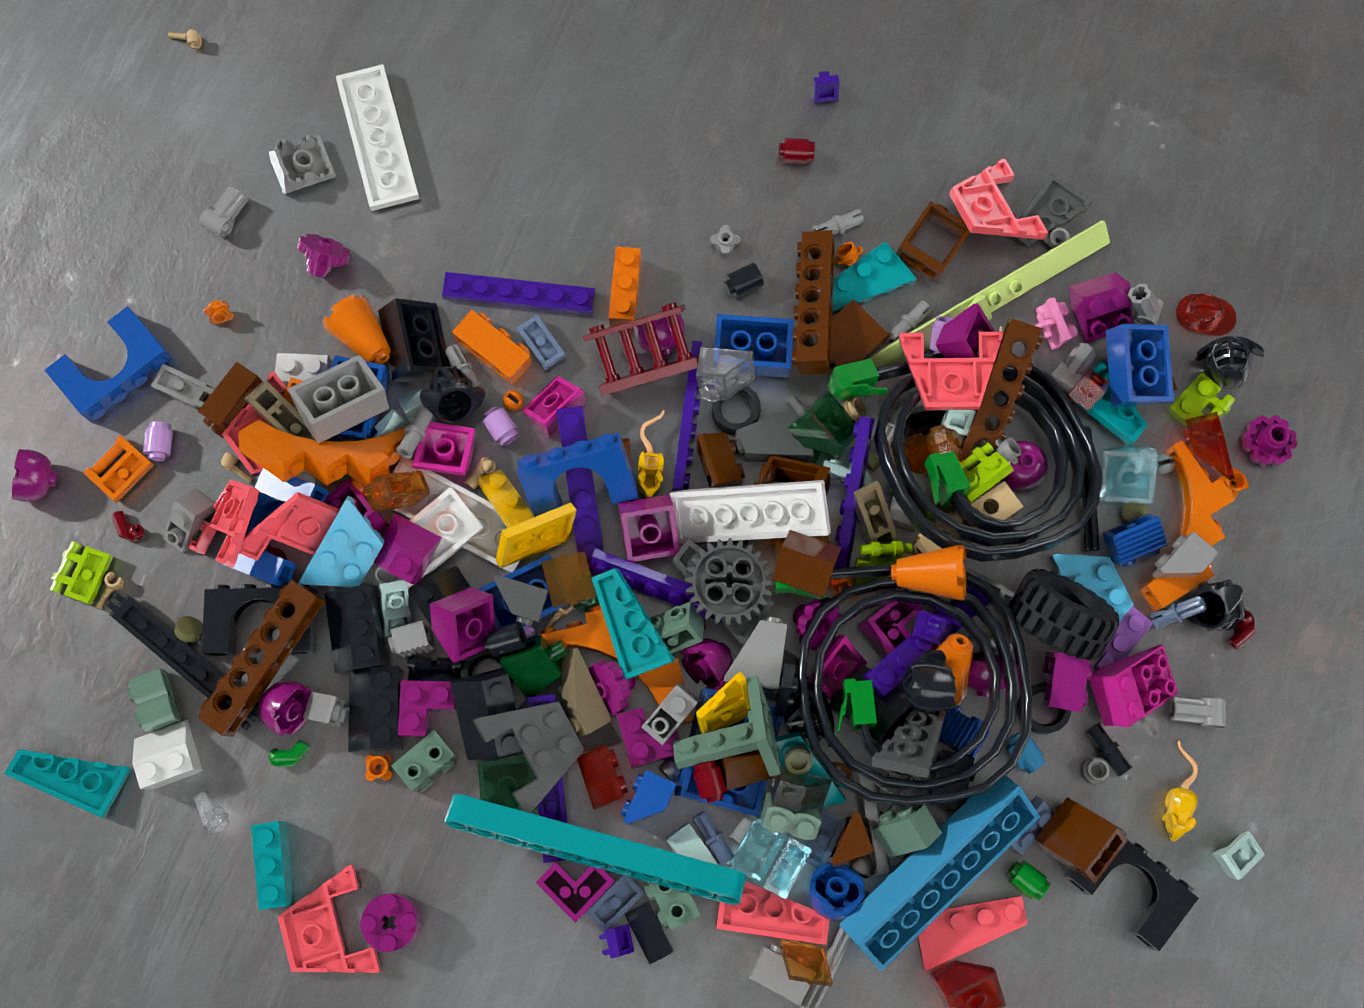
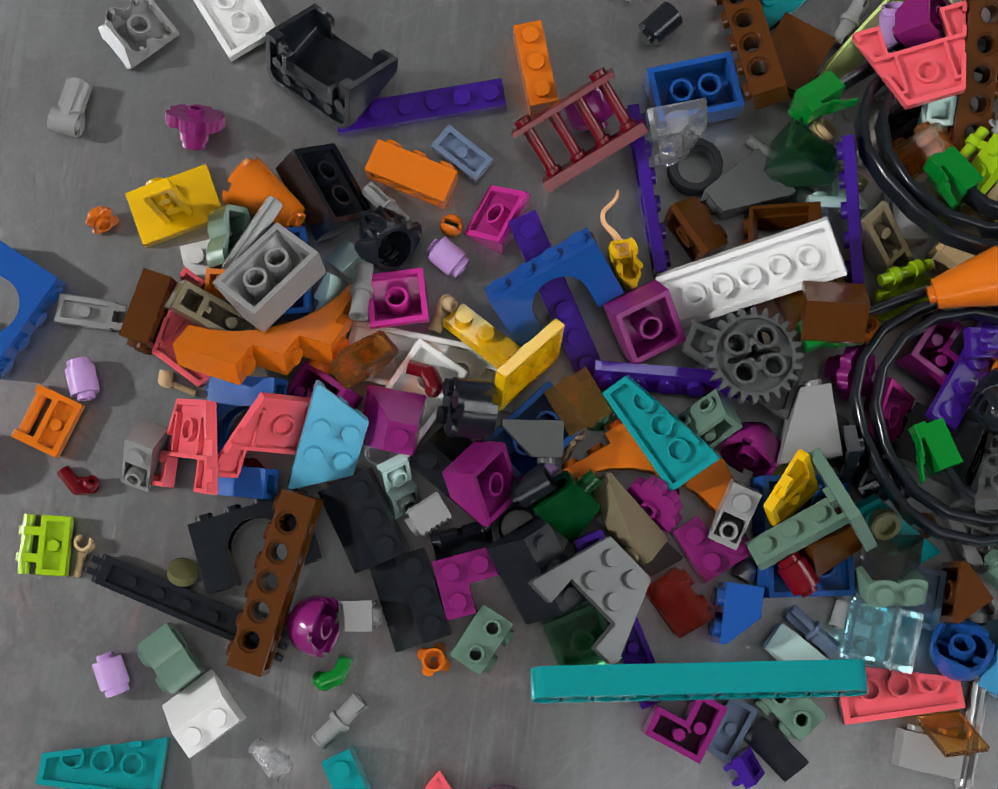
camera: 10 degrees left, 5 degrees up
(99, 699) = (111, 674): none -> lavender brick
(280, 796) = (339, 721): none -> light grey pin
(284, 317) = (173, 205): none -> yellow piece
(318, 351) = (225, 230): none -> sand green brick
(340, 355) = (255, 229): none -> light grey axle
(445, 238) = (324, 69): none -> black windscreen
(448, 519) = (429, 376): none -> dark red arm
(471, 557) = (468, 408): none -> black brick

